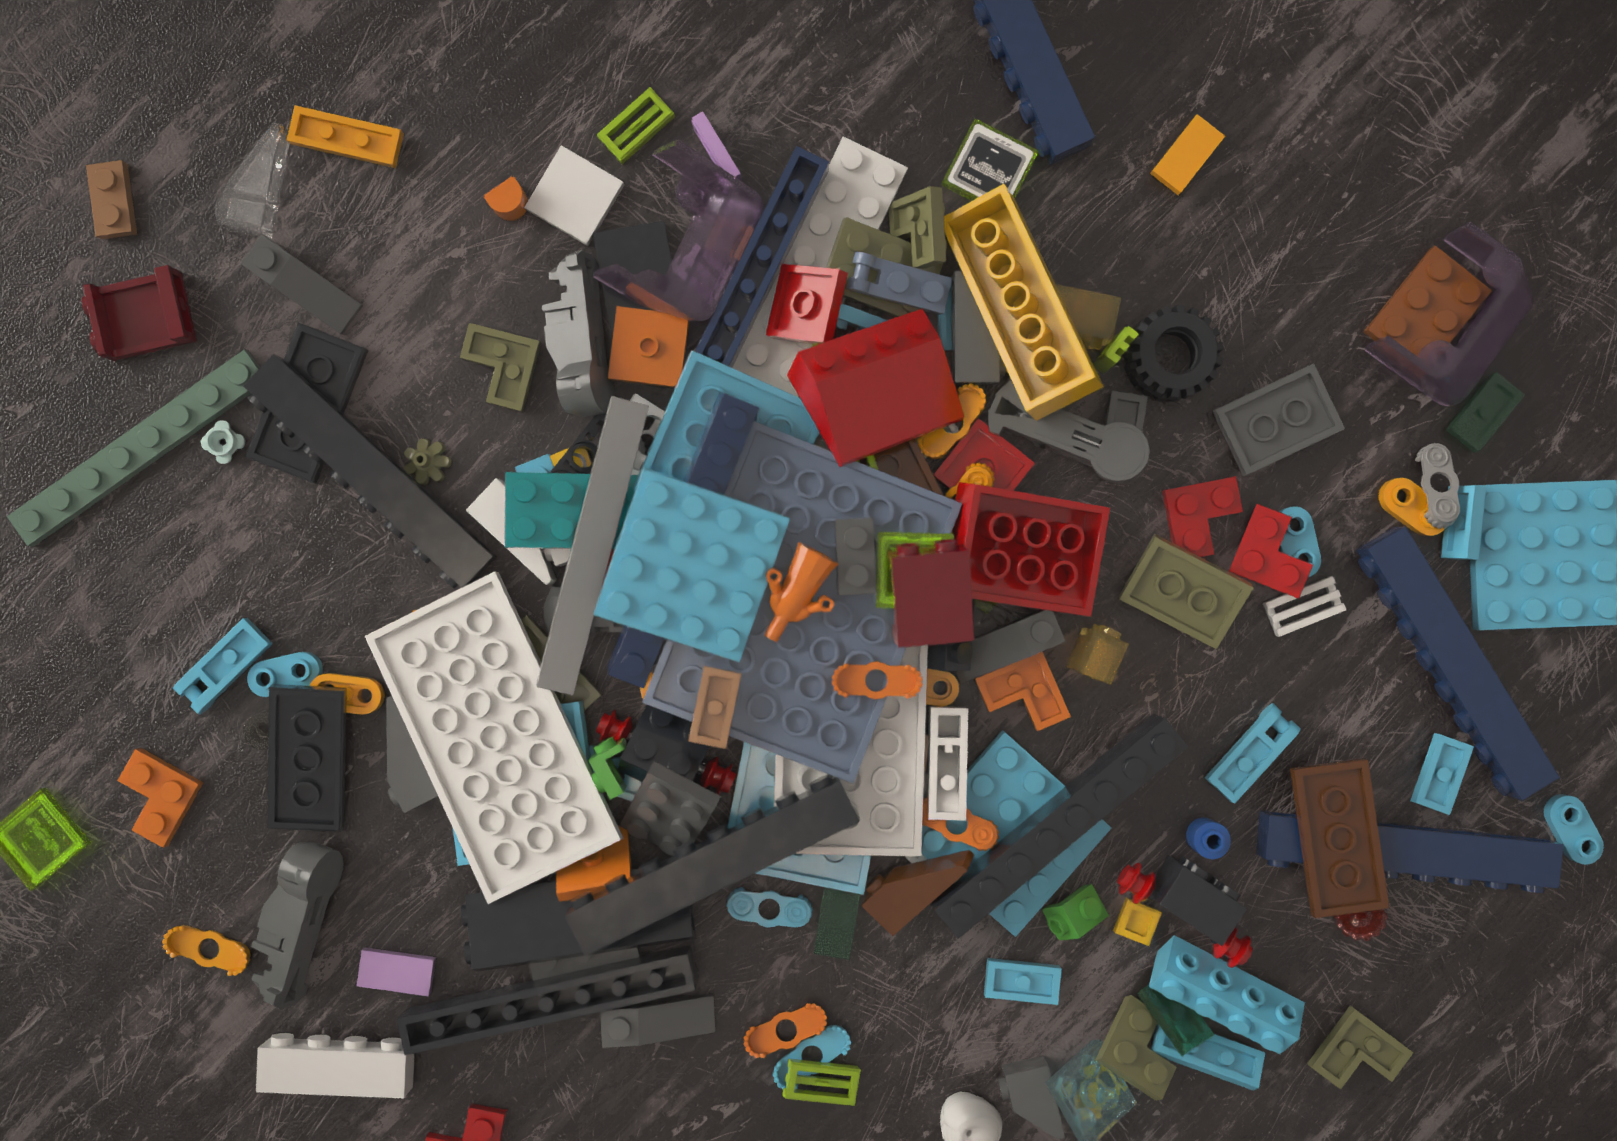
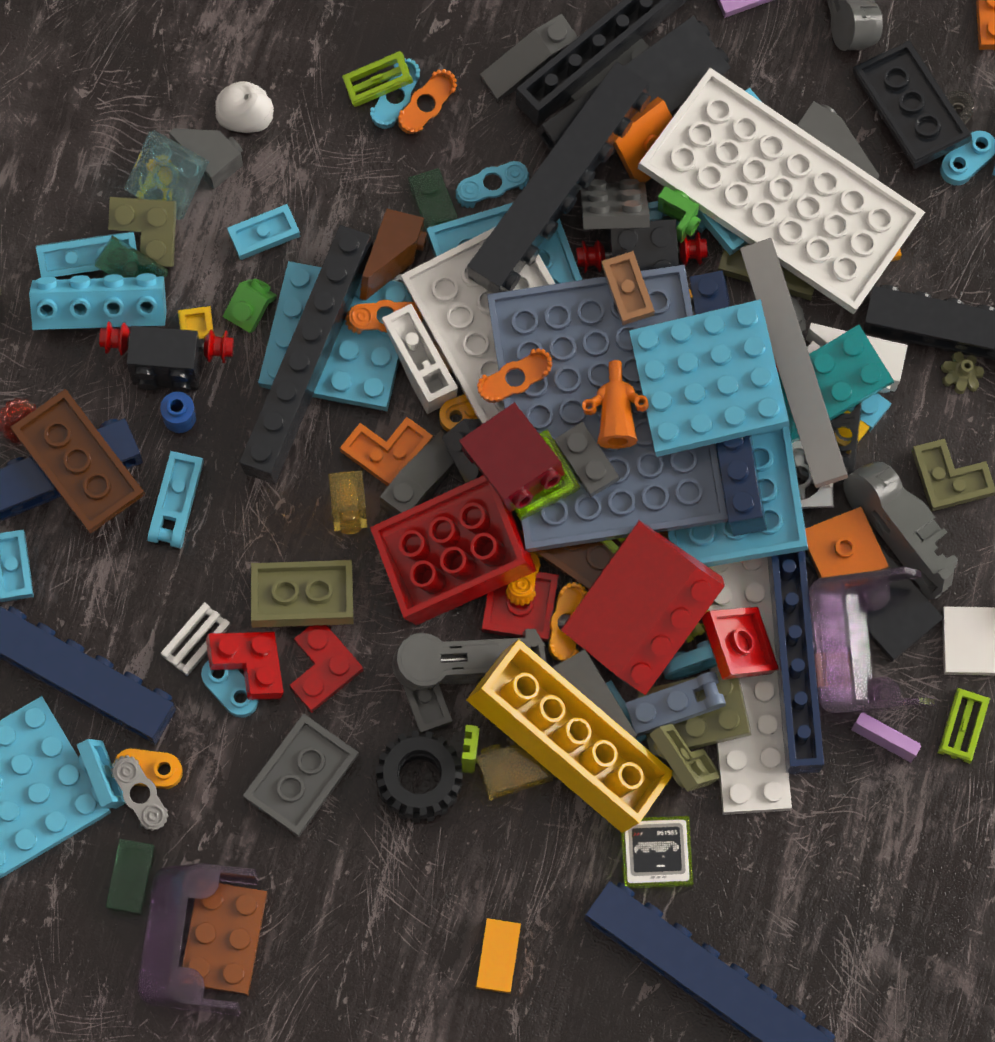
camera: 145 degrees right, 15 degrees down
(354, 686) = (910, 176): light orange plate -> none

